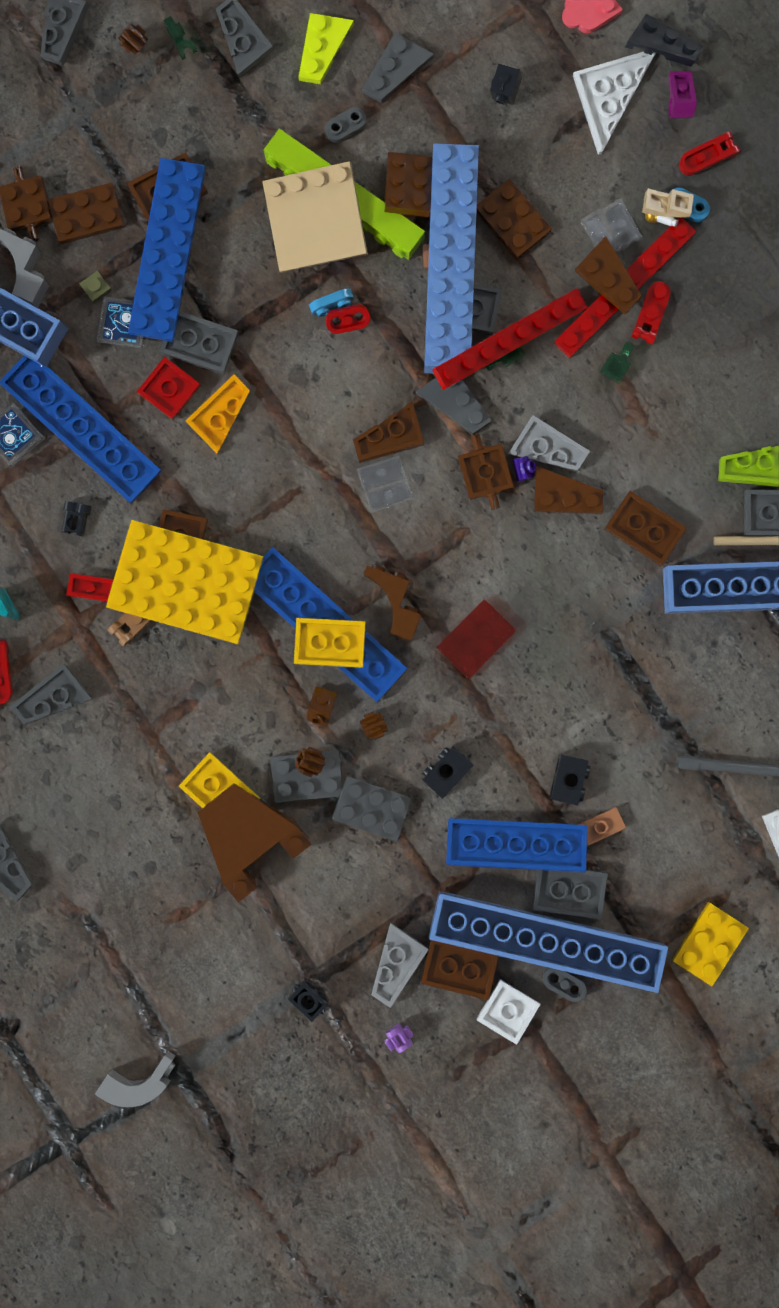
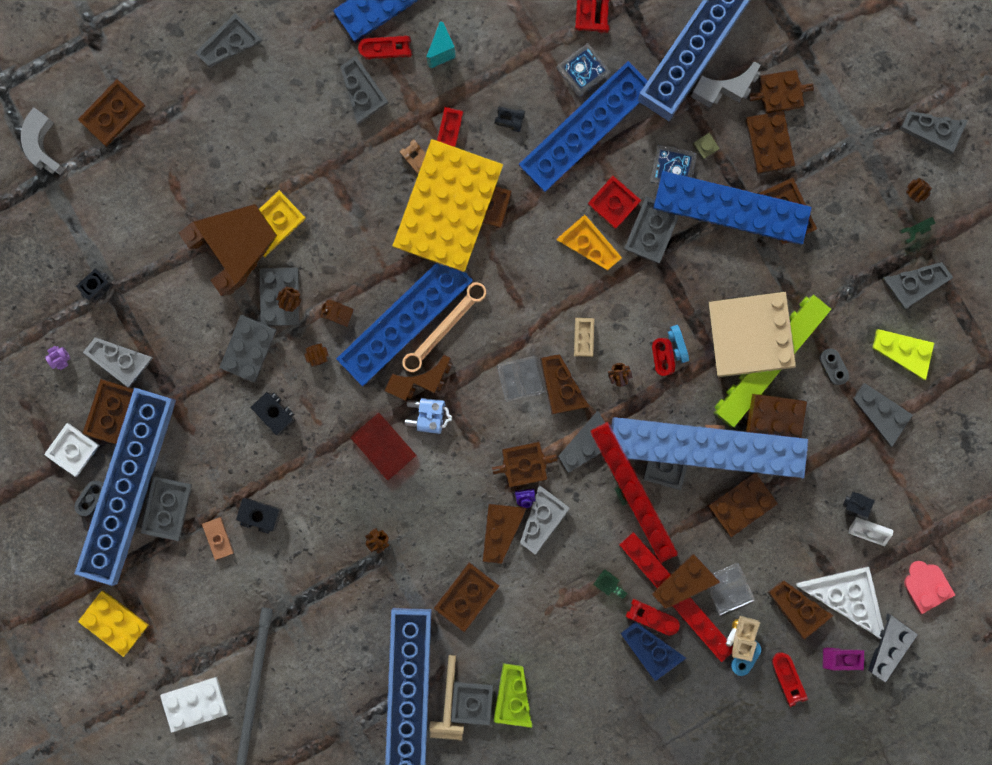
camera: 90 degrees right, 0 degrees up
(95, 998) = (111, 112): none -> reddish brown plate
(329, 642) = (387, 322): yellow plate -> none
(330, 577) = (444, 327): none -> light nougat piece
(331, 413) = (584, 337): none -> tan plate
(372, 367) = (620, 374): none -> reddish brown gear
(436, 586) = (430, 415): none -> light blue piece
(517, 845) = (207, 466): blue plate -> none
(533, 71) = (870, 531): none -> white plate
(588, 637) = (377, 540): none -> reddish brown gear
(629, 147) = (799, 610): none -> reddish brown wing
(690, 311) = (651, 651): none -> dark blue wing

